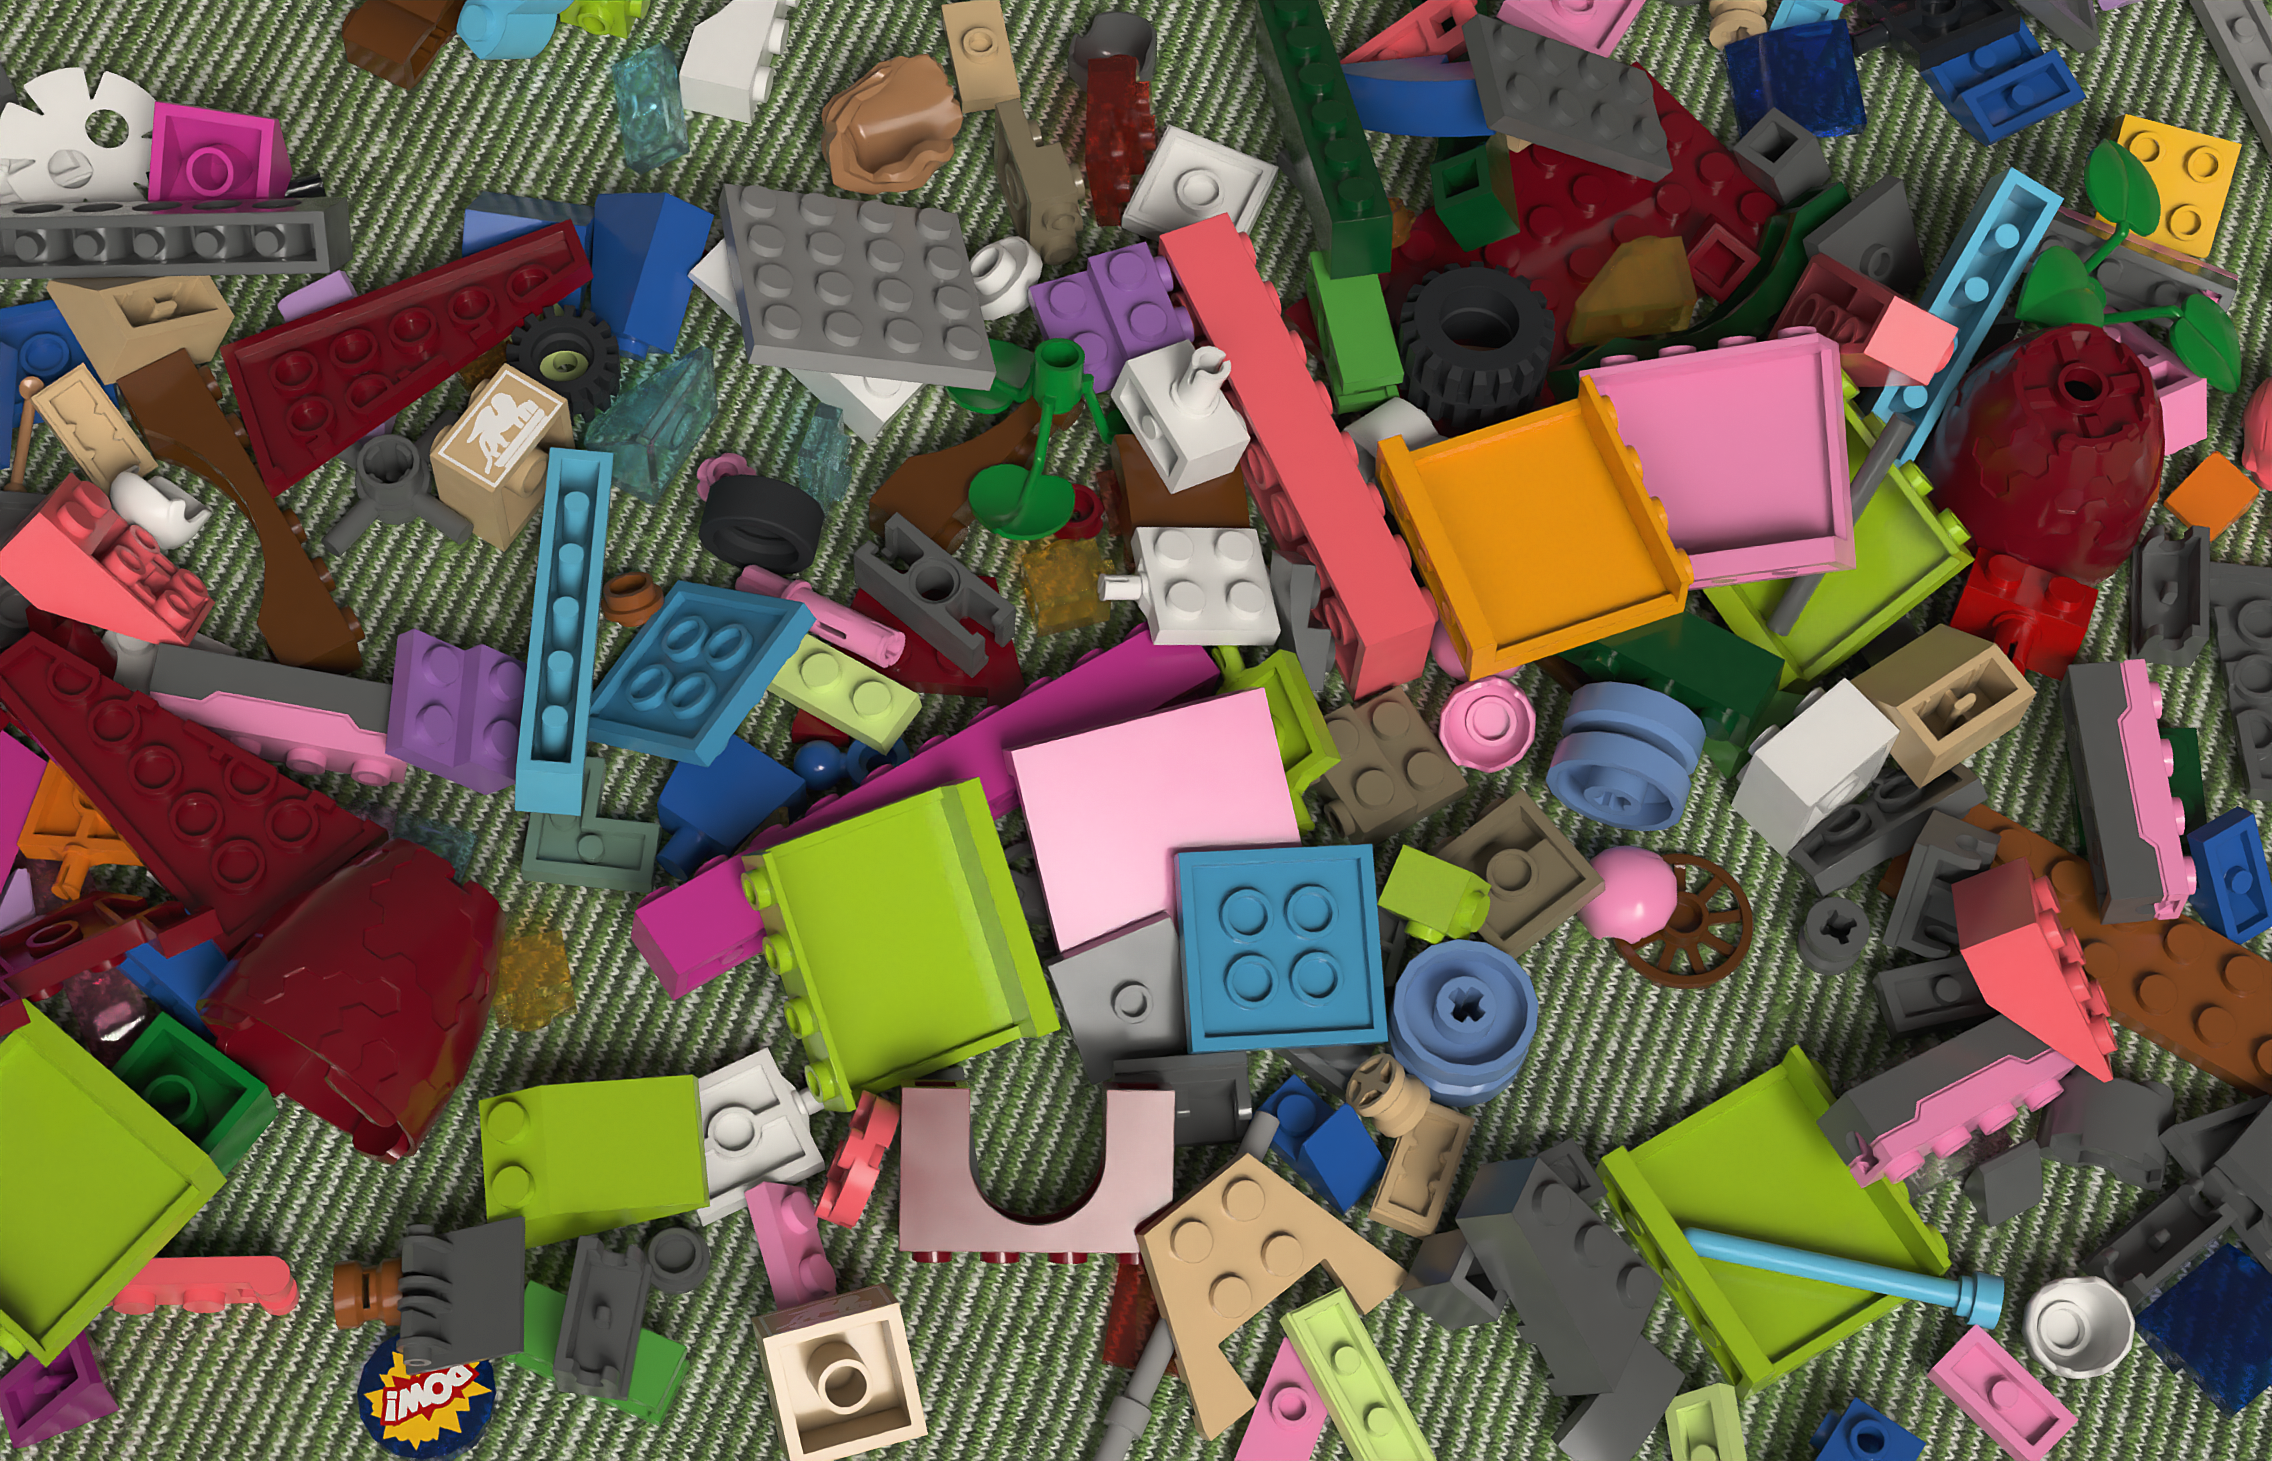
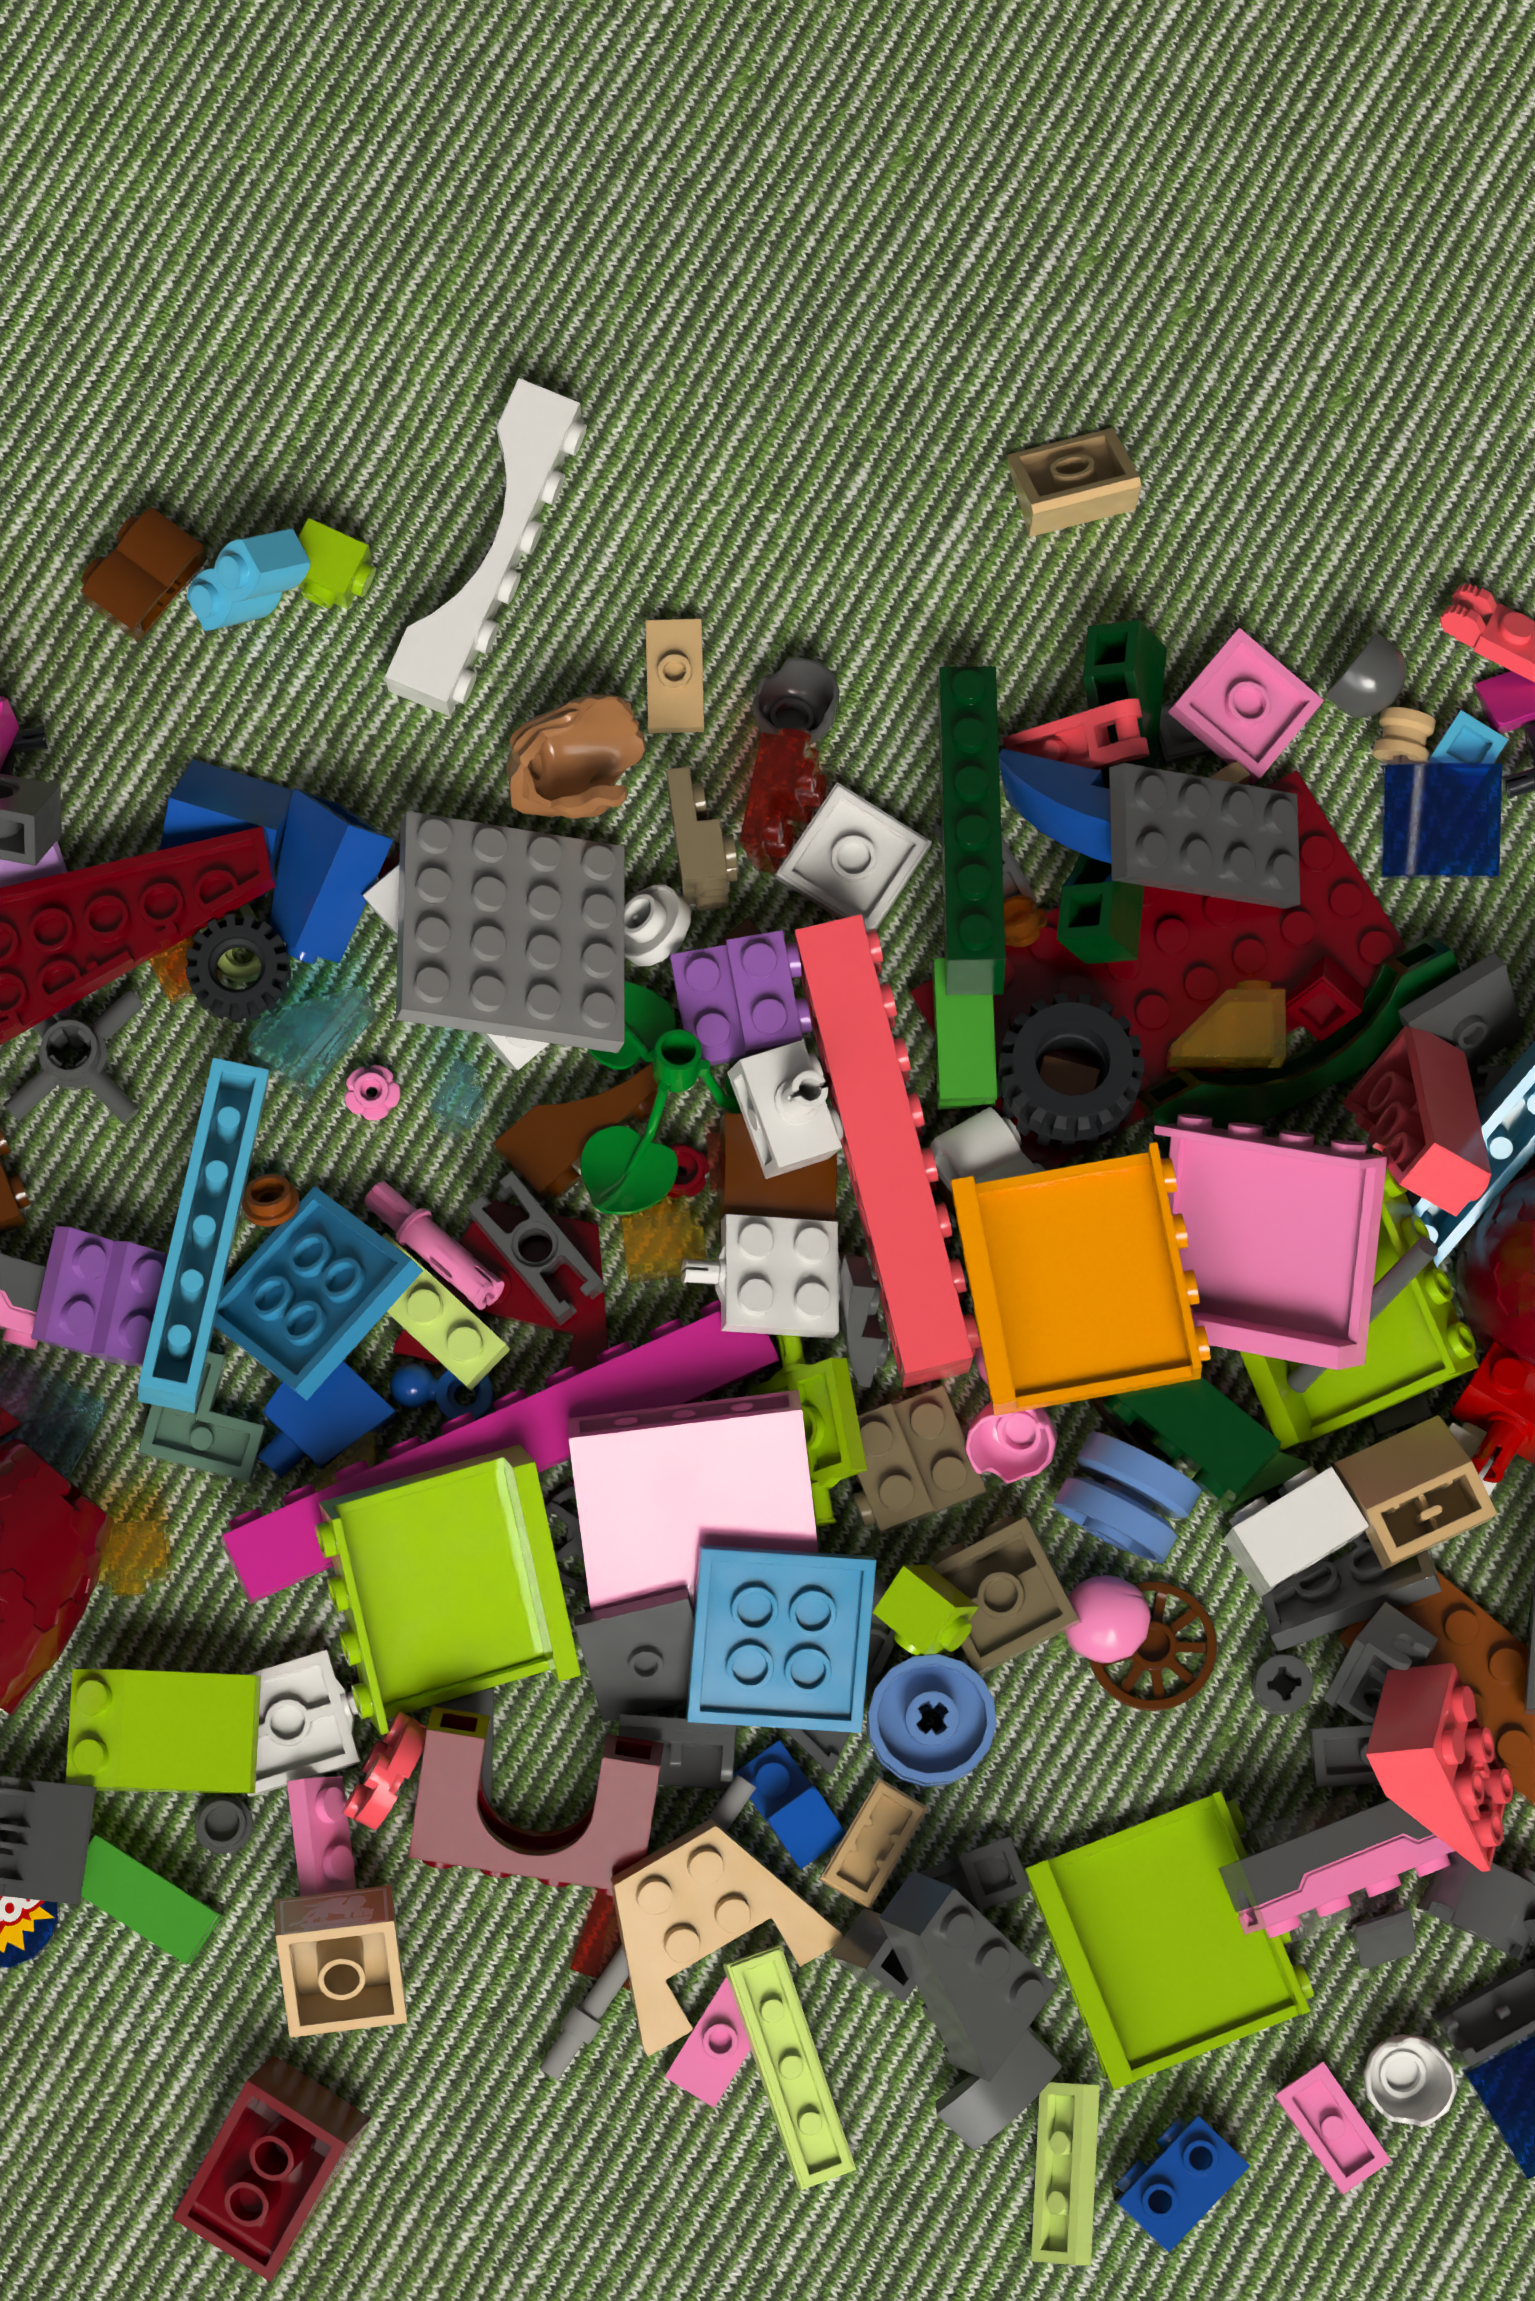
camera: 15 degrees right, 15 degrees up
(498, 454) = (170, 1051): tan brick -> none
(602, 1321) = (149, 1887): dark grey hinge -> none
(650, 108) = (357, 697): clear light blue plate -> none
(761, 524) = (393, 1152): black tyre -> none
(1388, 1095) = (853, 1778): tan wheel -> none
(1781, 157) = (1406, 905): dark grey brick -> none
(1973, 1297) = (1324, 2037): medium azure piece -> none

